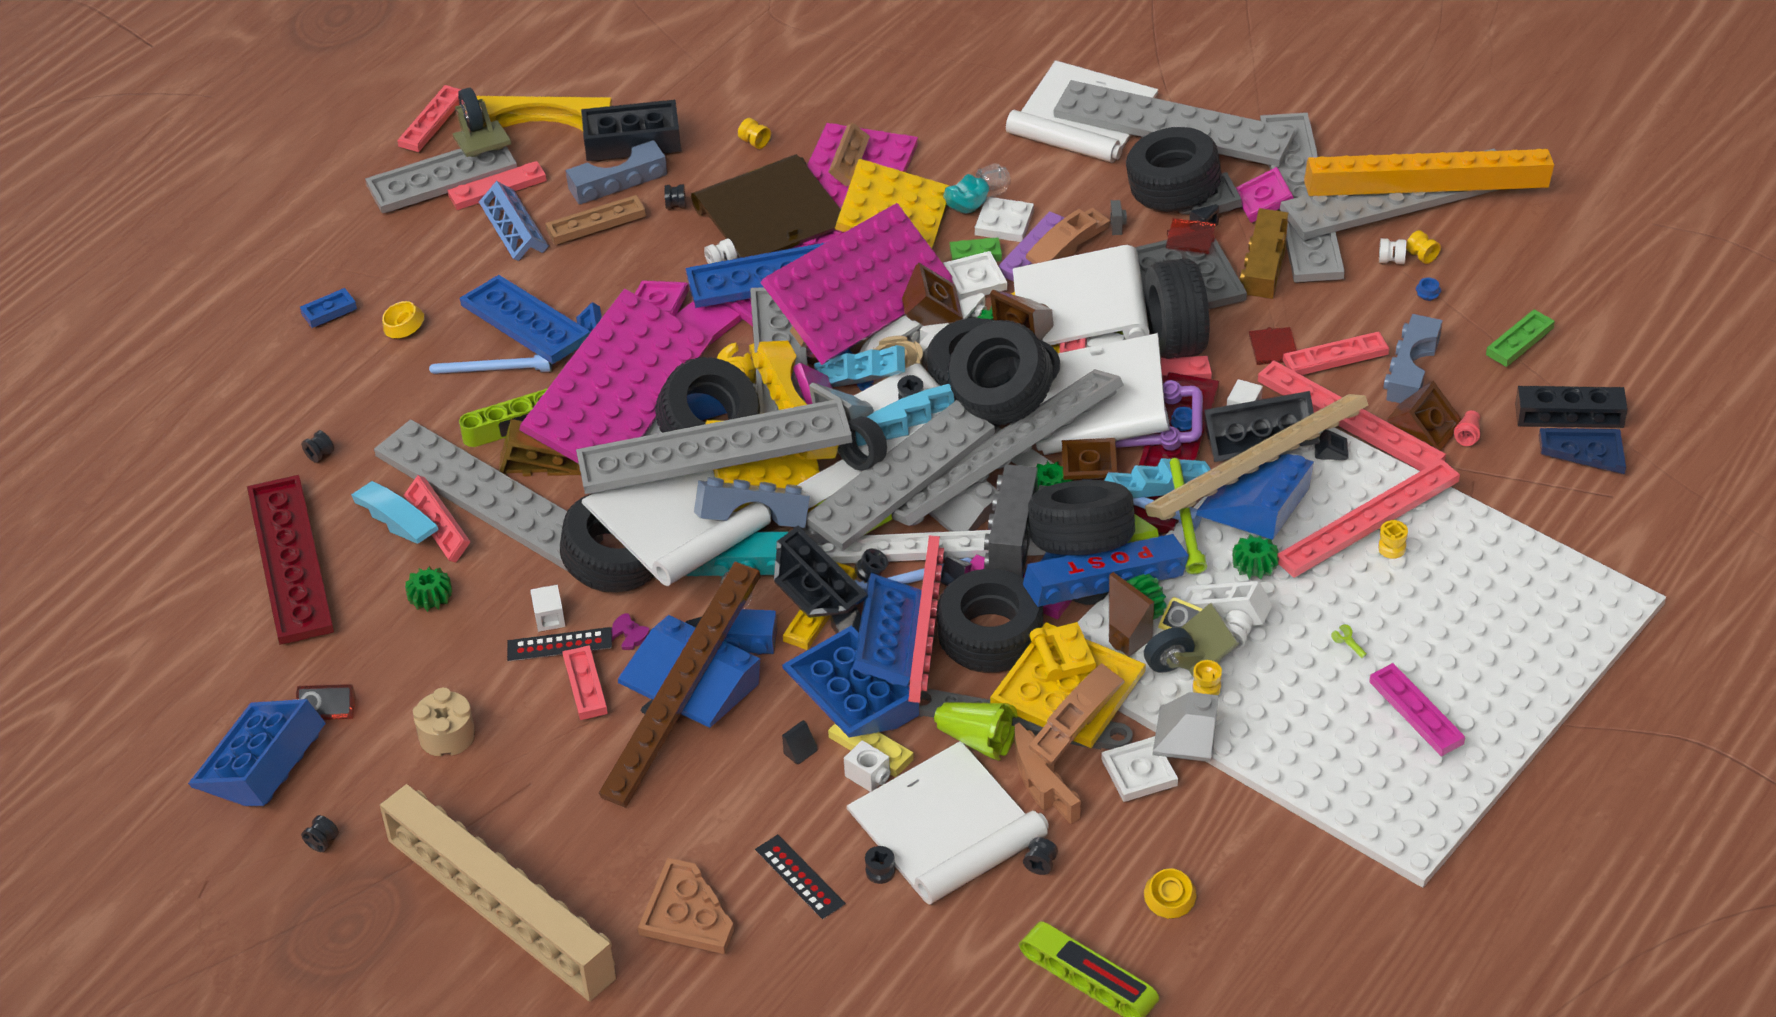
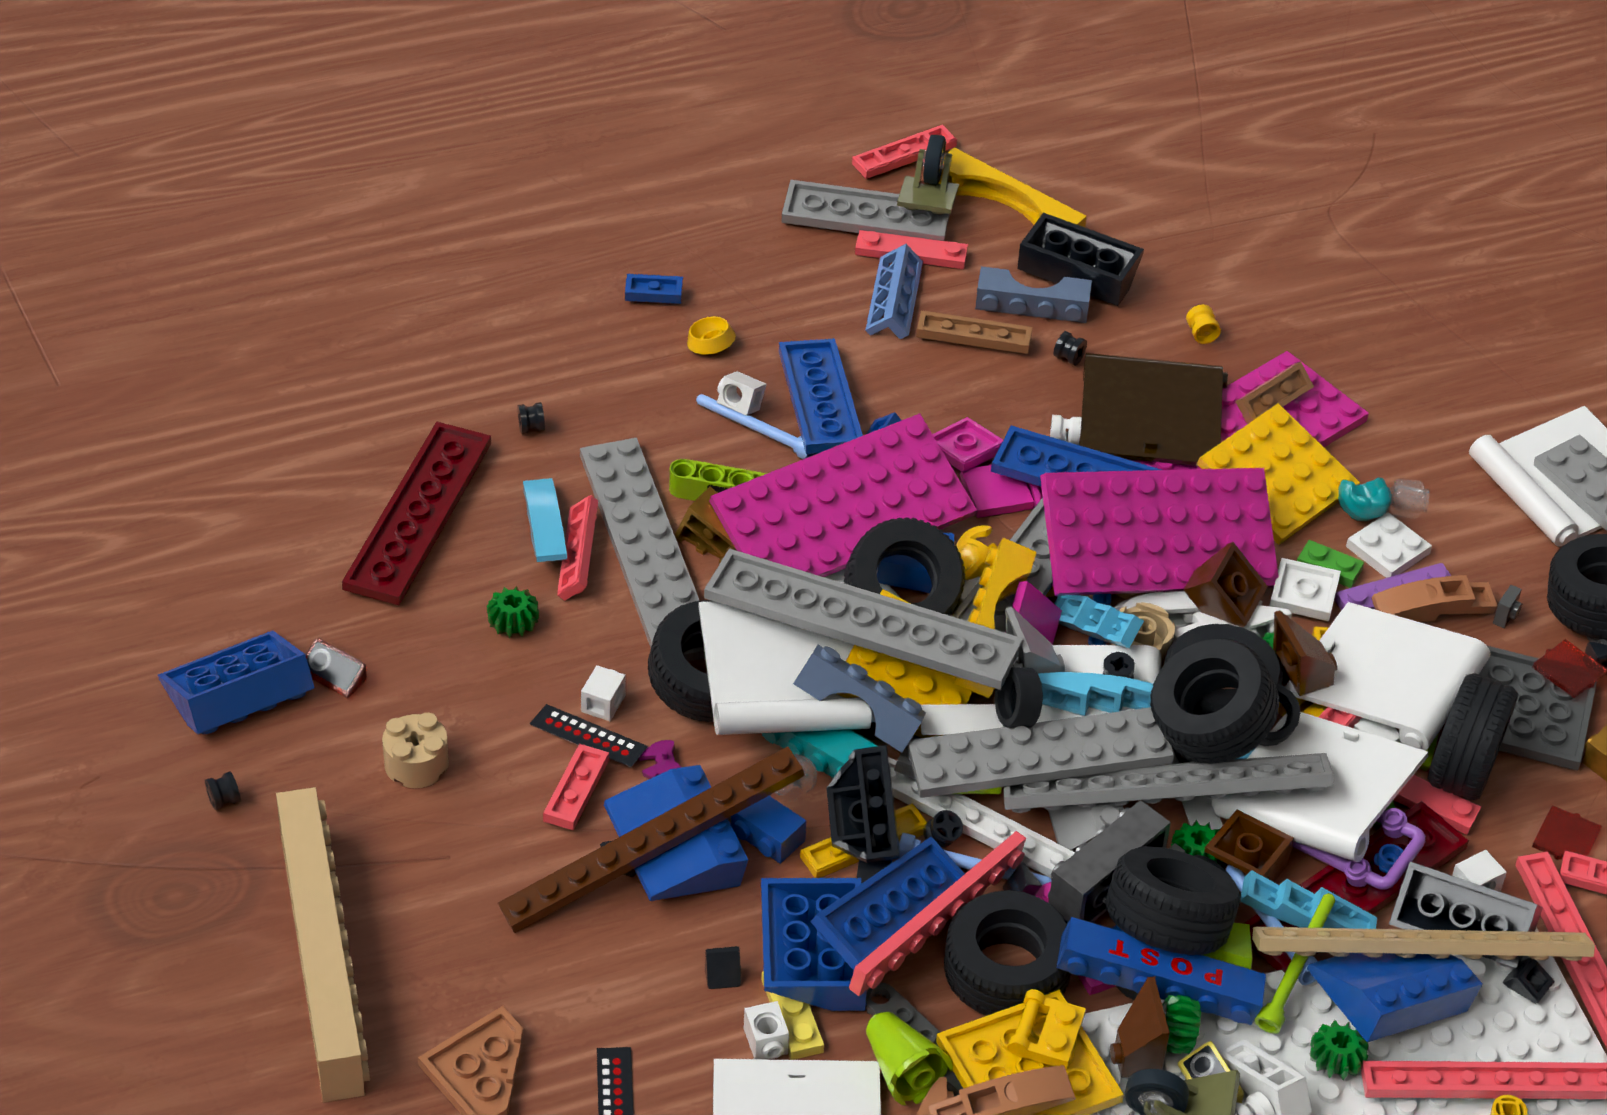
camera: 30 degrees right, 0 degrees up
(471, 339) = (751, 390): none -> white brick

